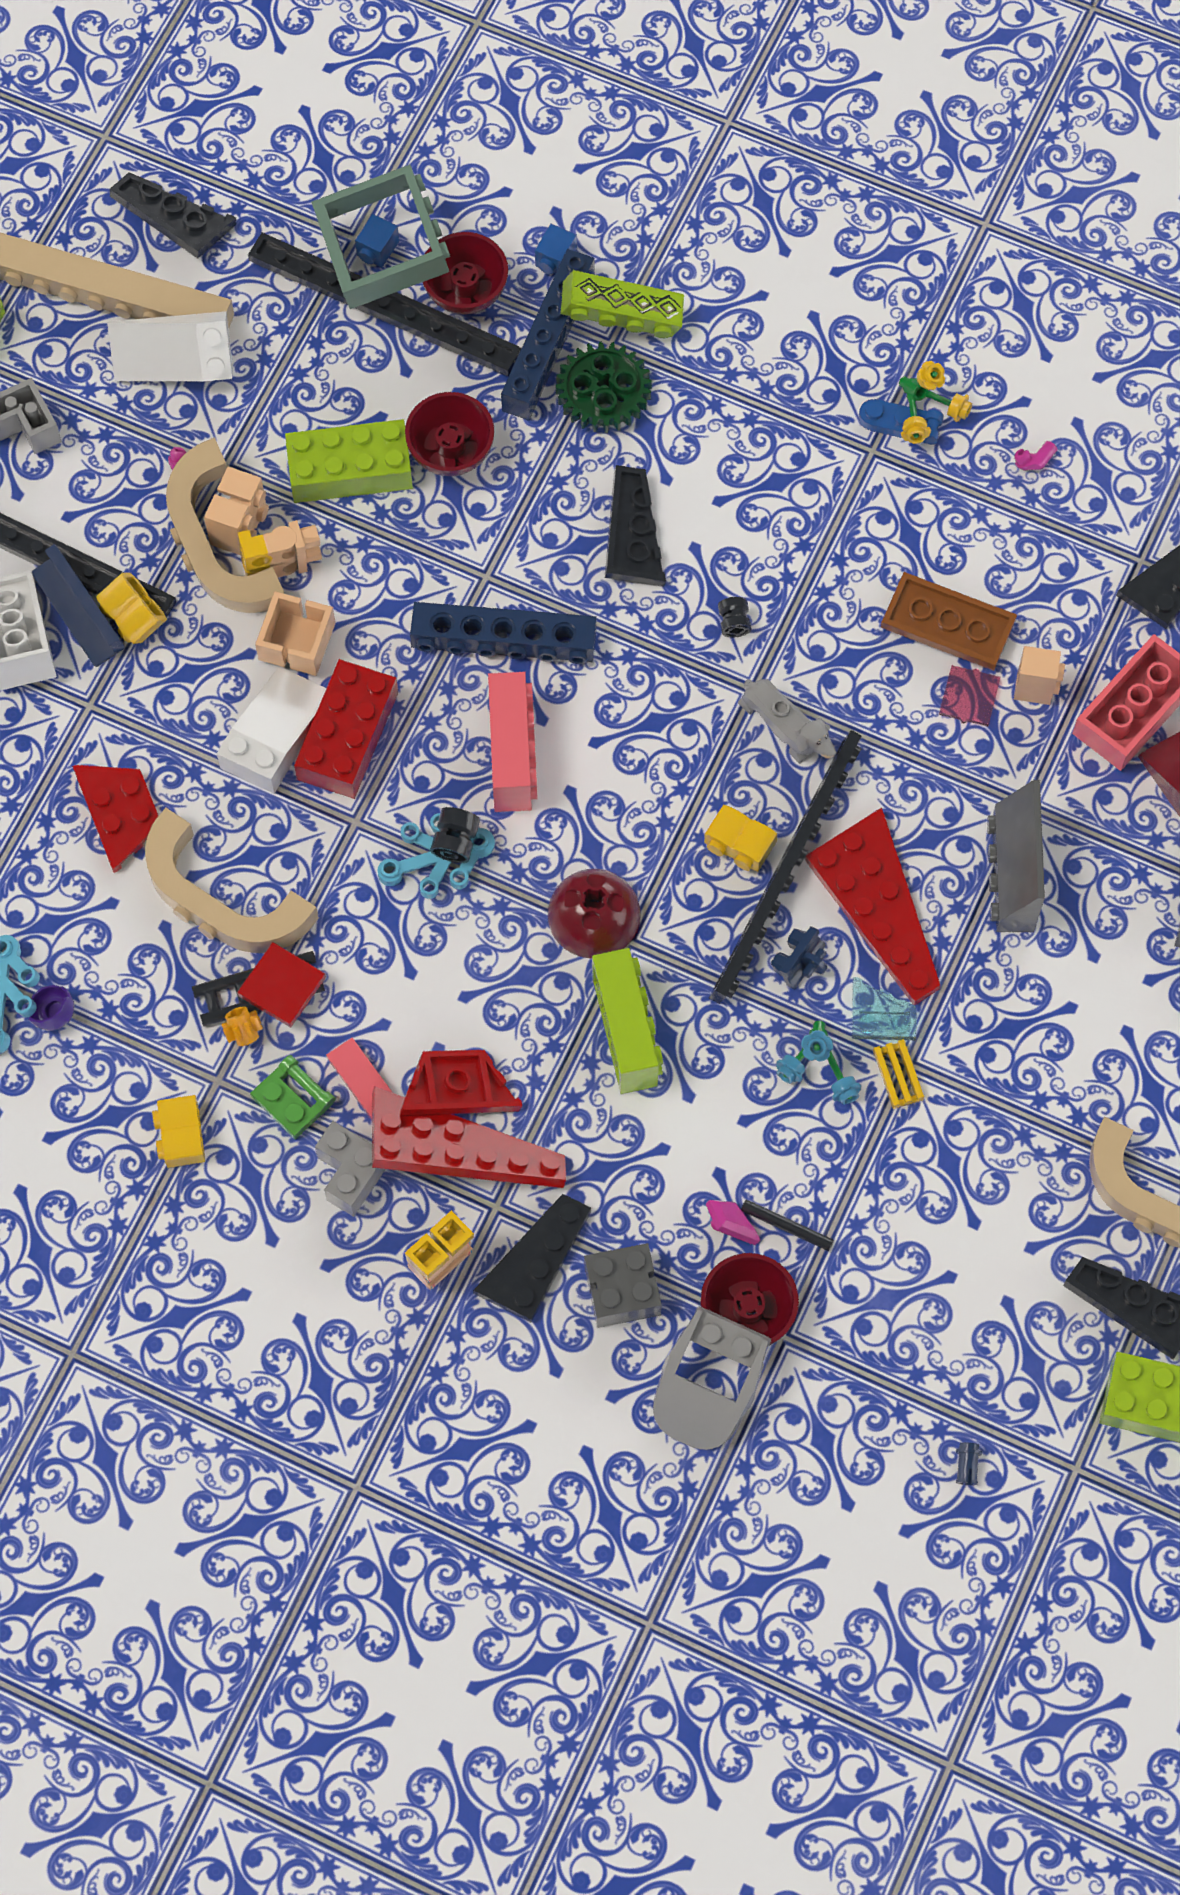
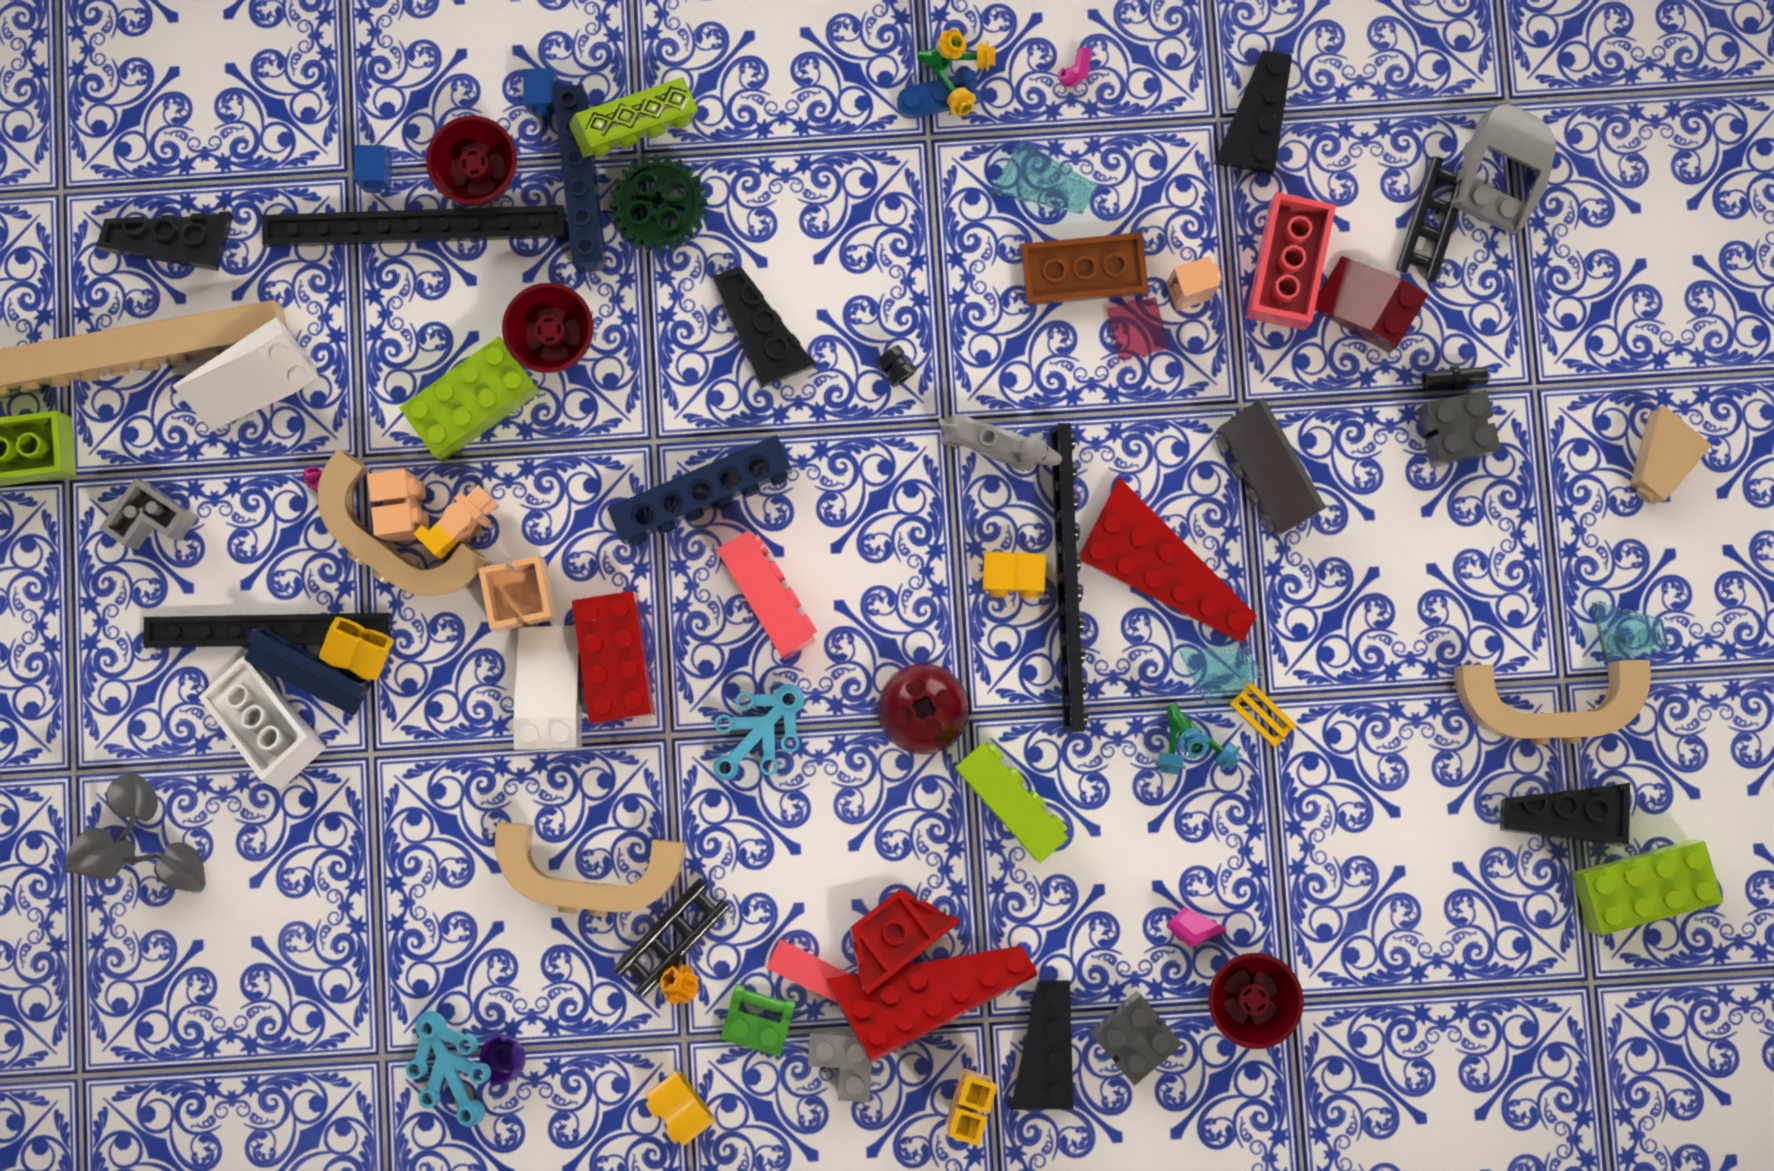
camera: 25 degrees left, 15 degrees up
(118, 807) = (454, 839): red wing -> none
(281, 984) = (692, 928): red tile -> none
(397, 276) = (414, 202): sand green window -> none
(456, 830) = (765, 700): black wheel -> none
(697, 1413) = (1262, 1118): light grey slope -> none
(787, 1225) = (1241, 902): black bar -> none
(805, 958) = (1126, 642): dark blue hips -> none
(954, 532) = (1044, 181): none -> clear light blue wing
(968, 1463) = (1504, 1032): dark blue pin -> none

